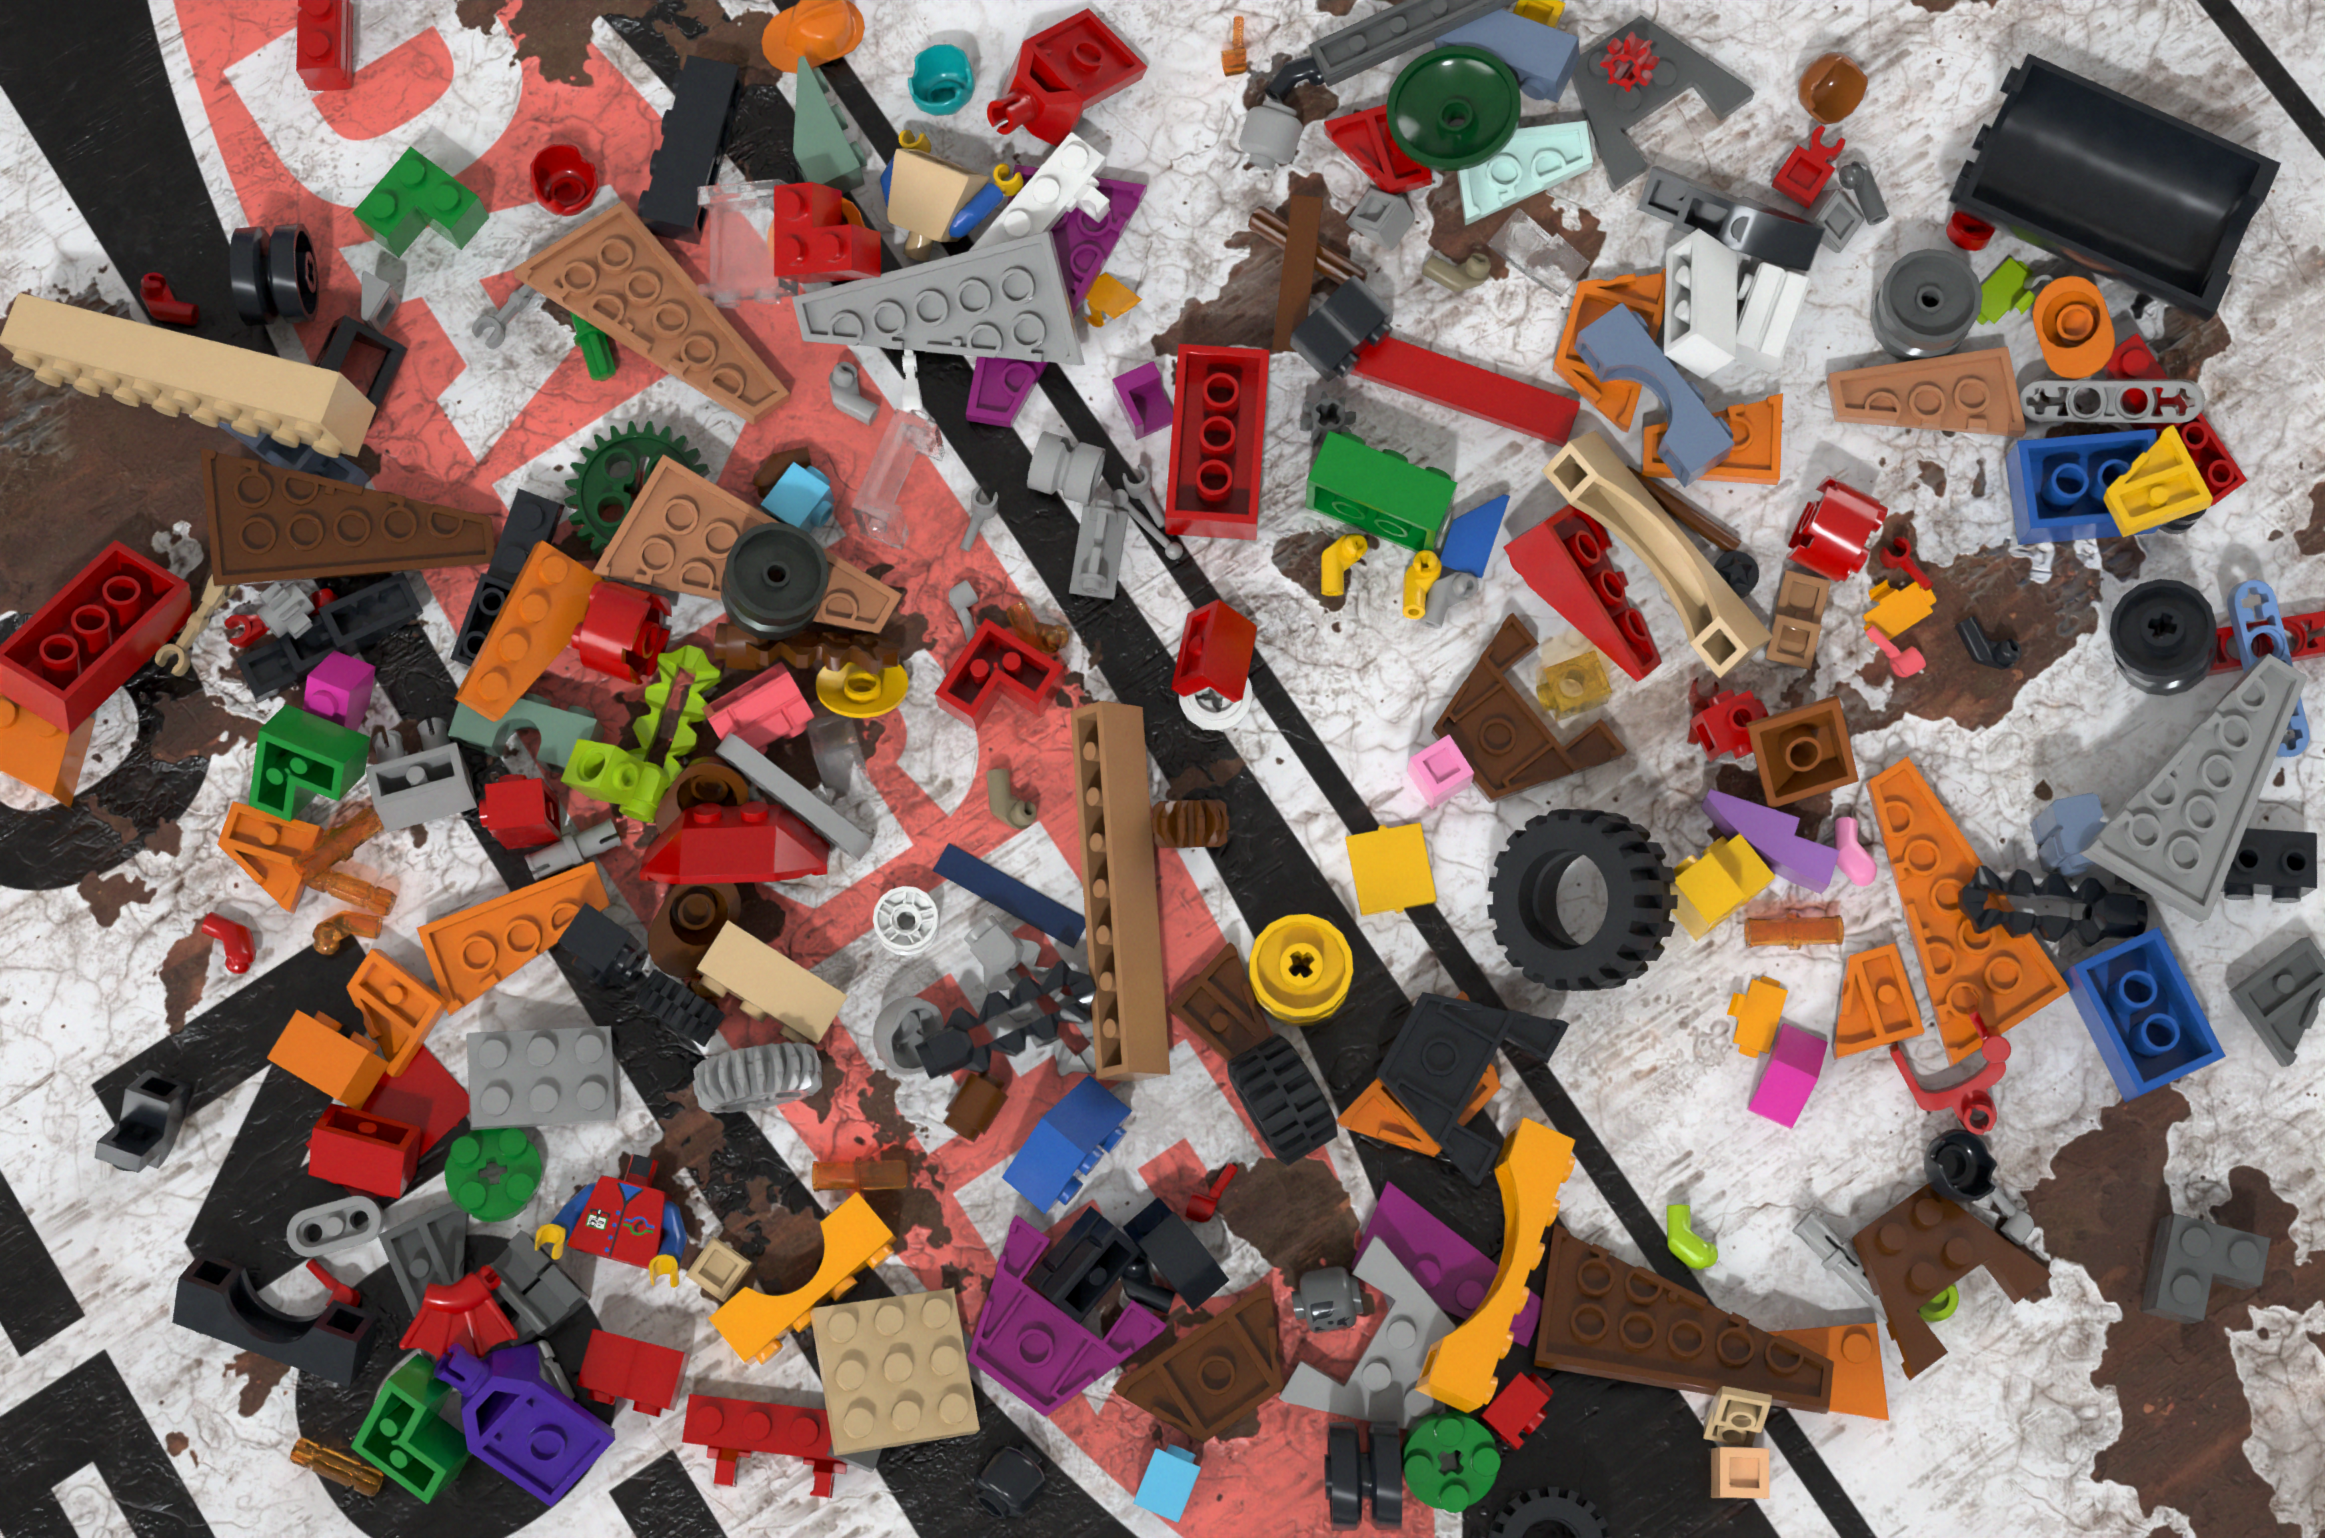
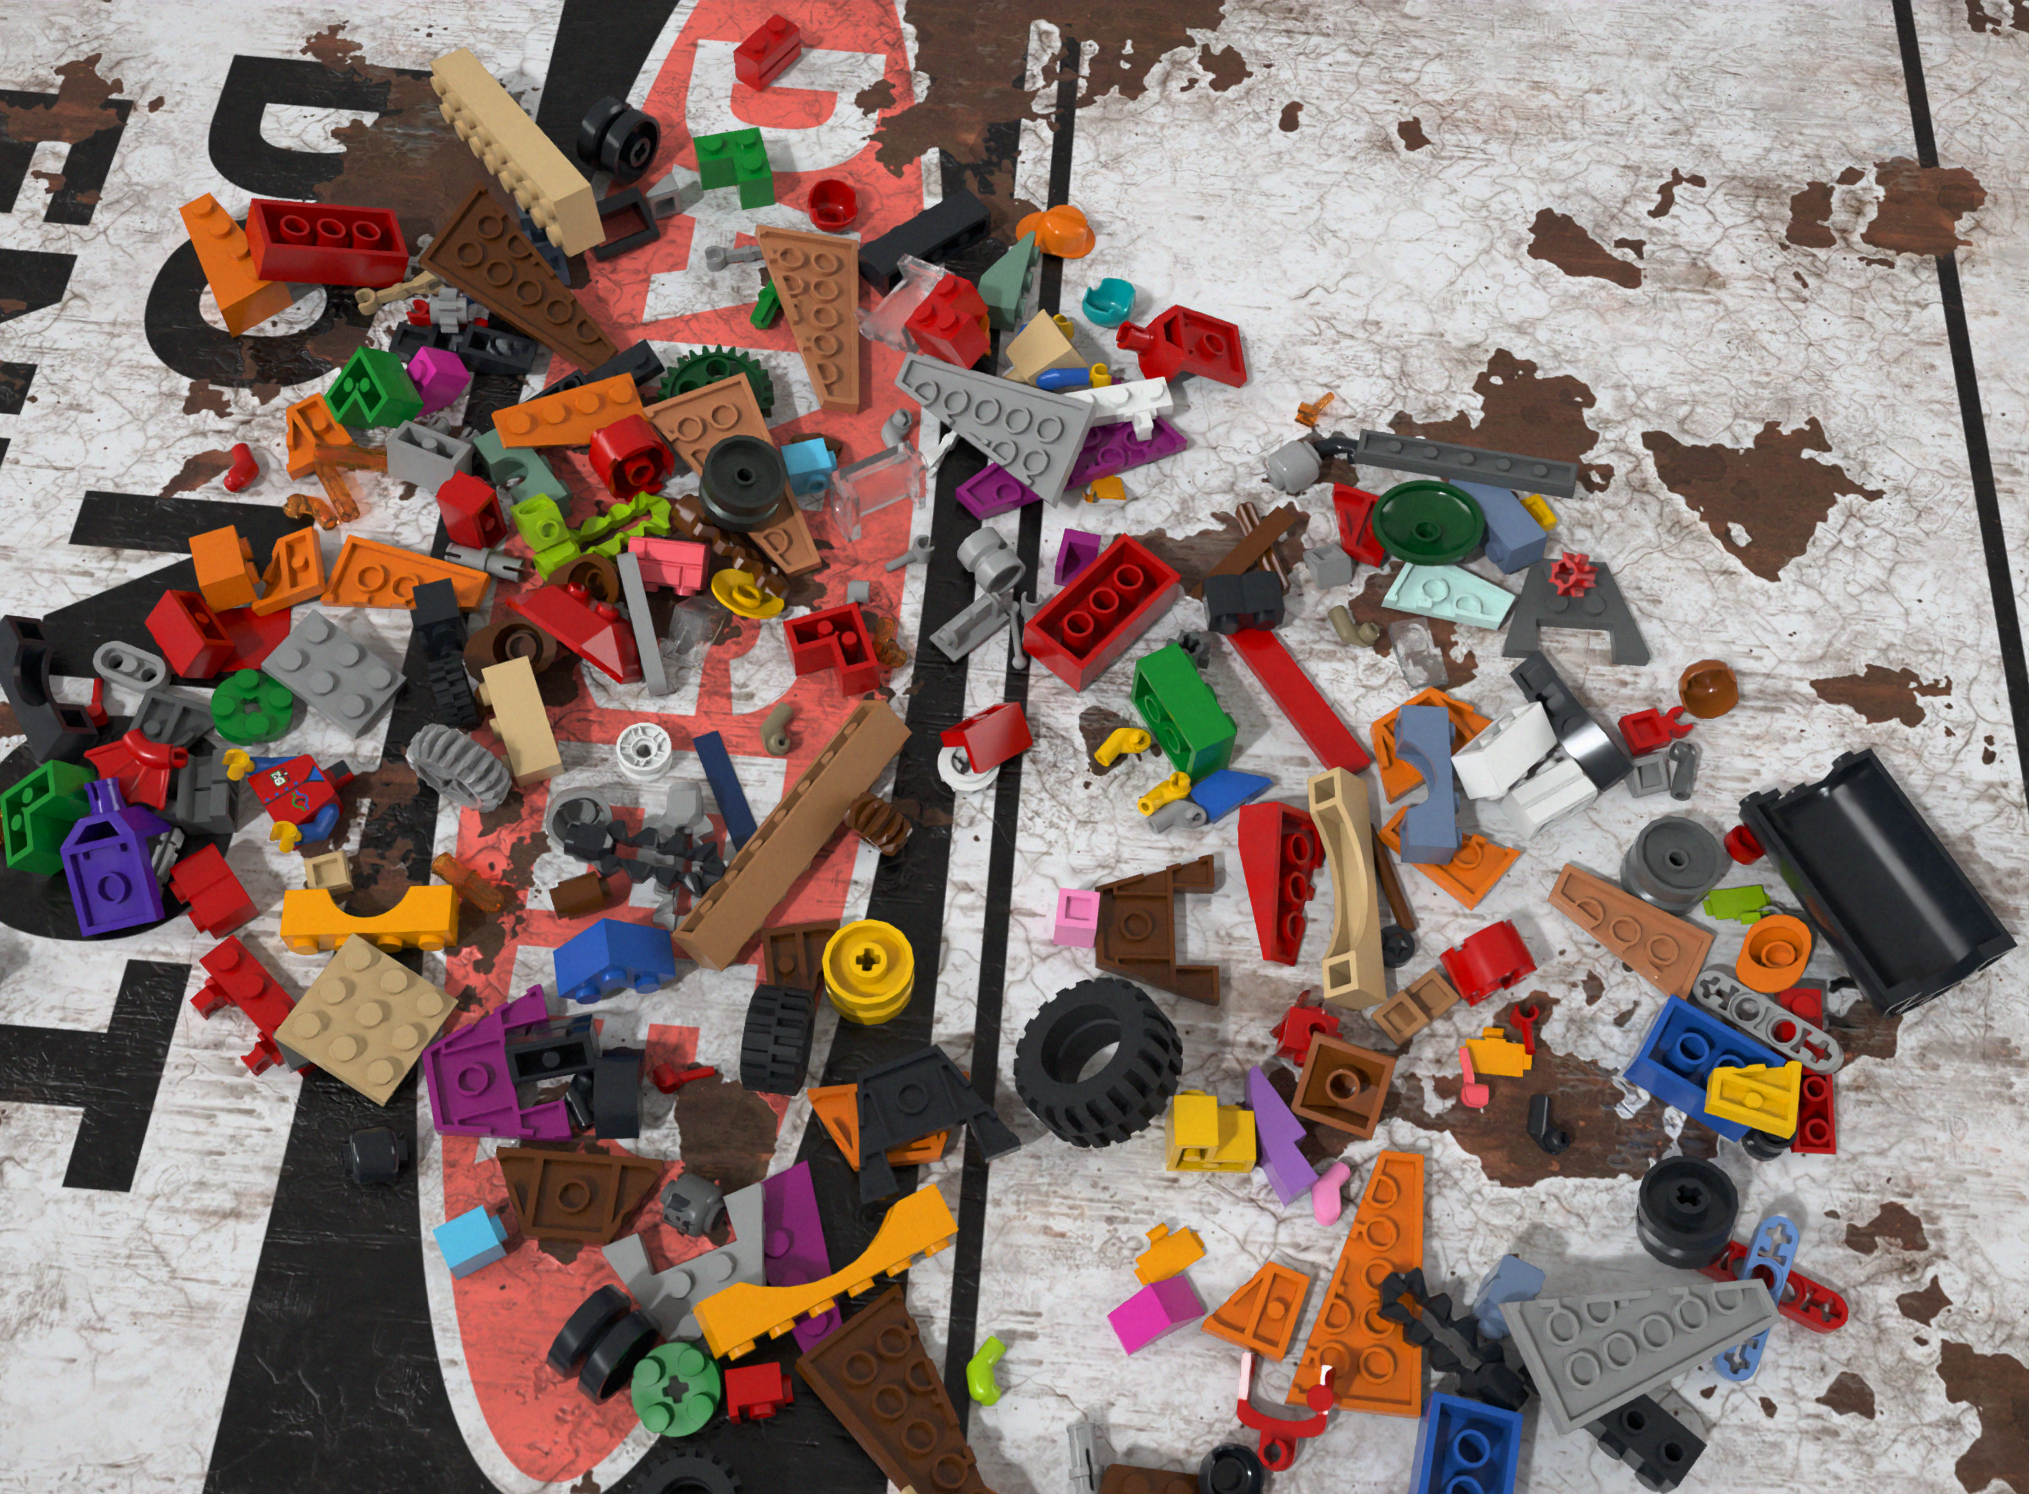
camera: 30 degrees right, 15 degrees down
(148, 1123) = (90, 530): black brick -> none
(162, 303) = (548, 121): red arm -> none
(1390, 869) = (990, 960): yellow piece -> none
(1587, 672) = (1228, 921): clear yellow brick -> none
(1793, 931) = (1242, 1214): clear orange pin -> none

